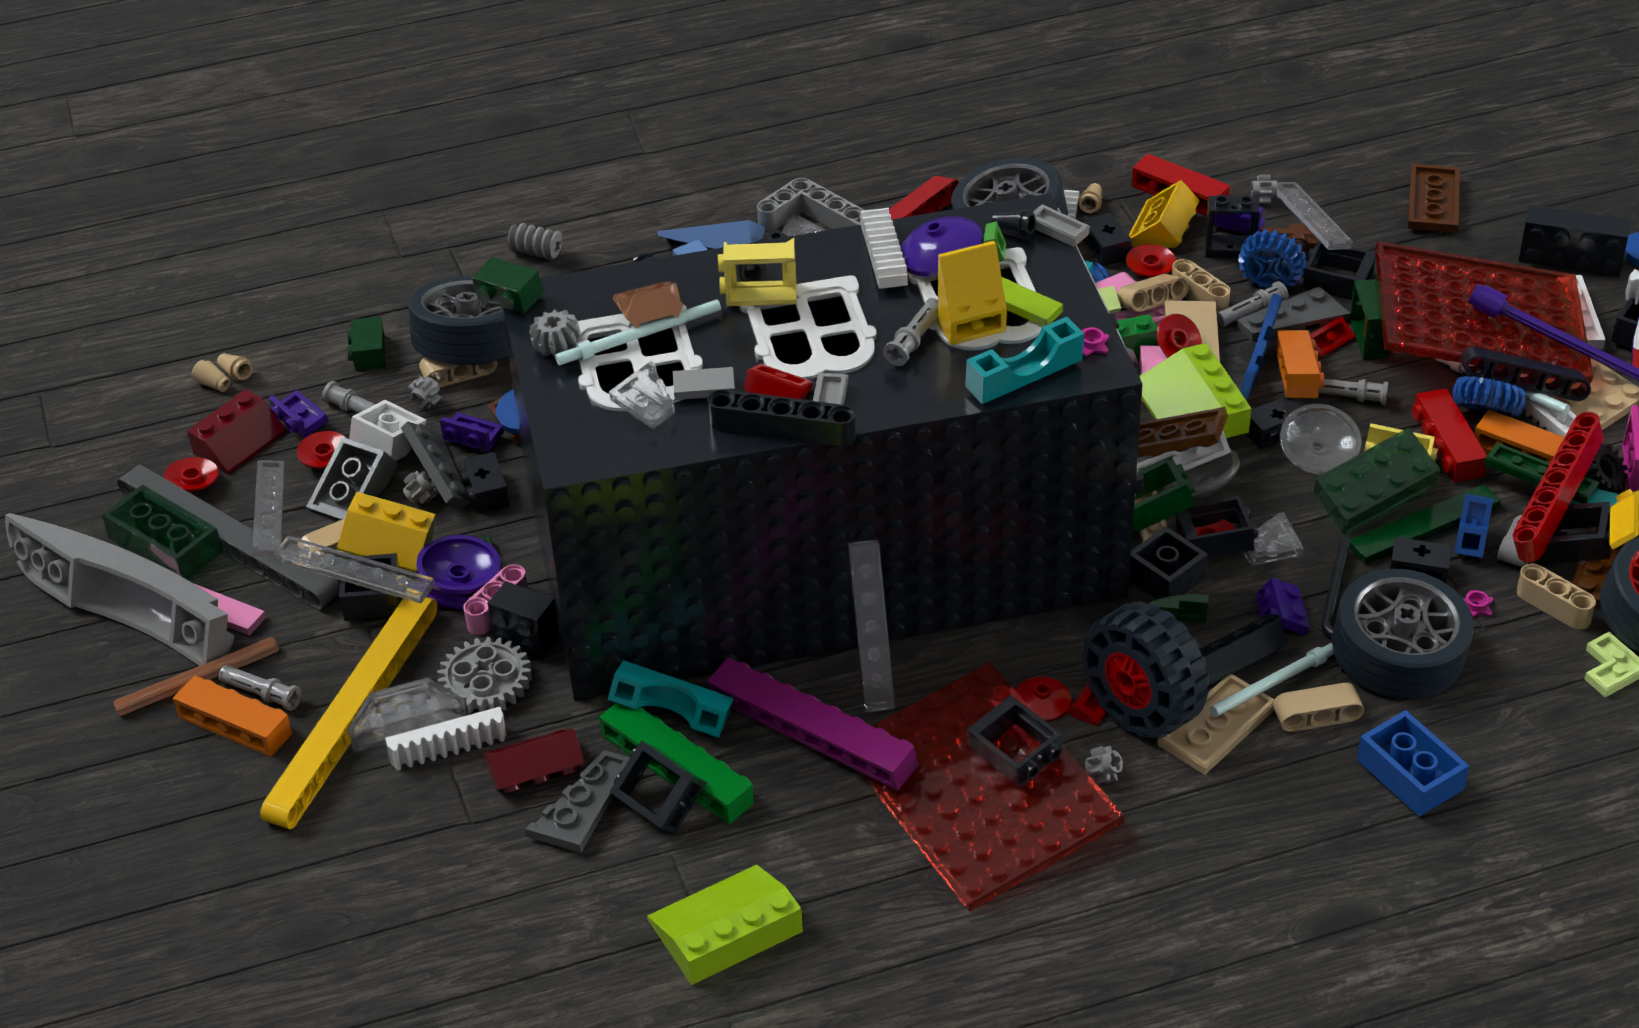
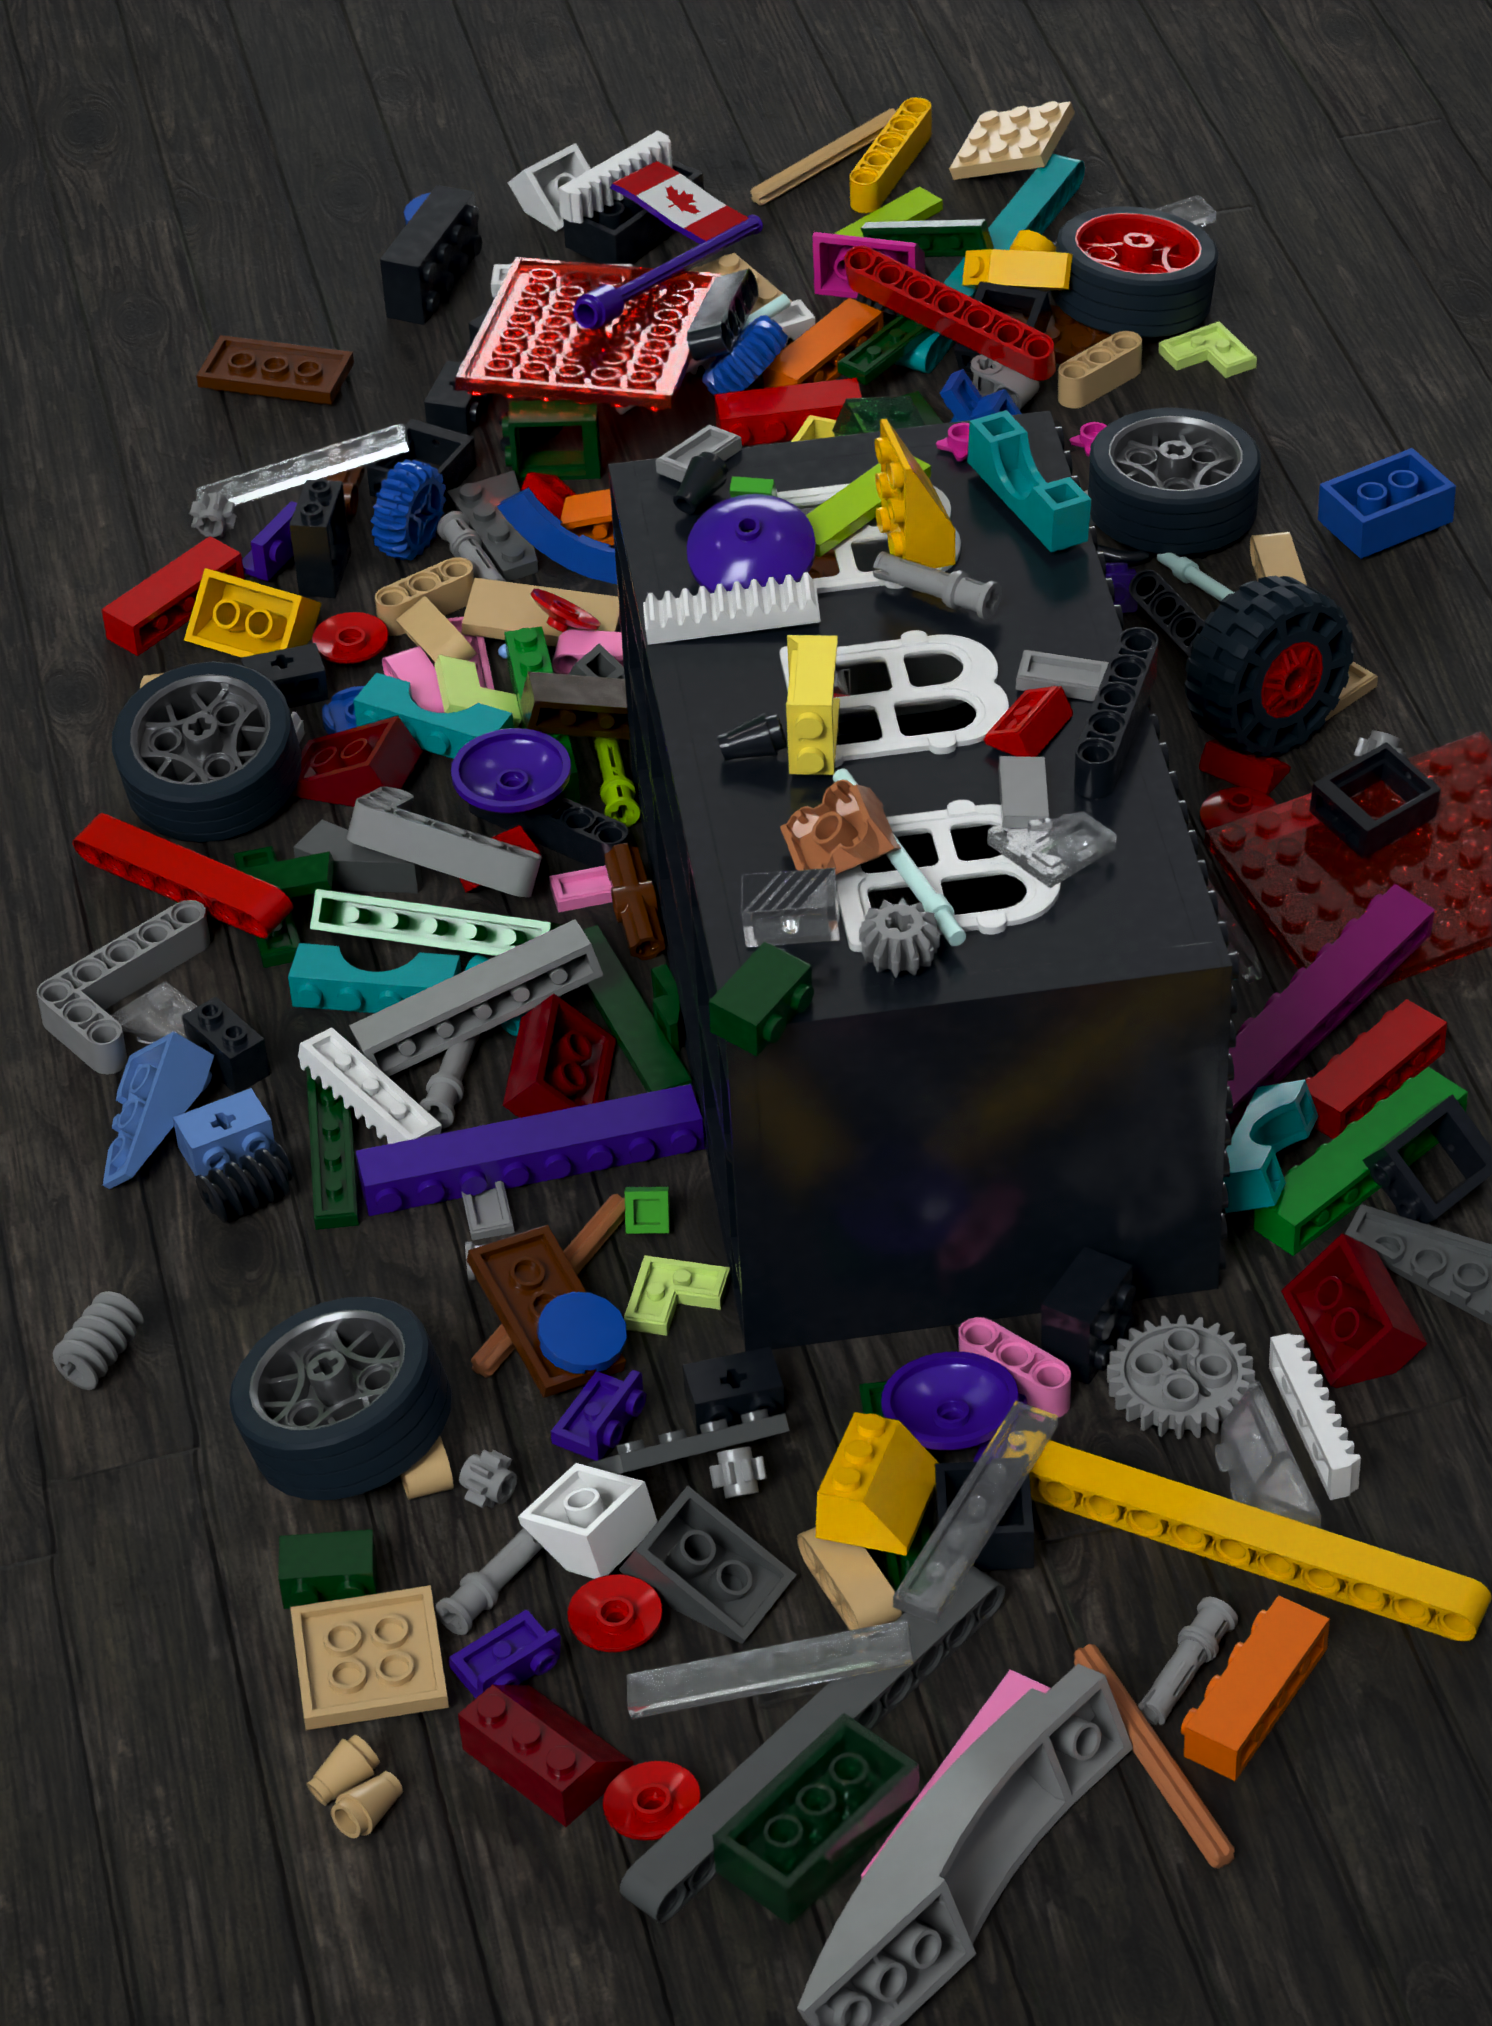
camera: 85 degrees left, 0 degrees up
(307, 365) = (368, 1657): none -> tan plate
(587, 288) = (790, 907): none -> clear brick
(765, 764) = (1376, 1066): none -> red brick

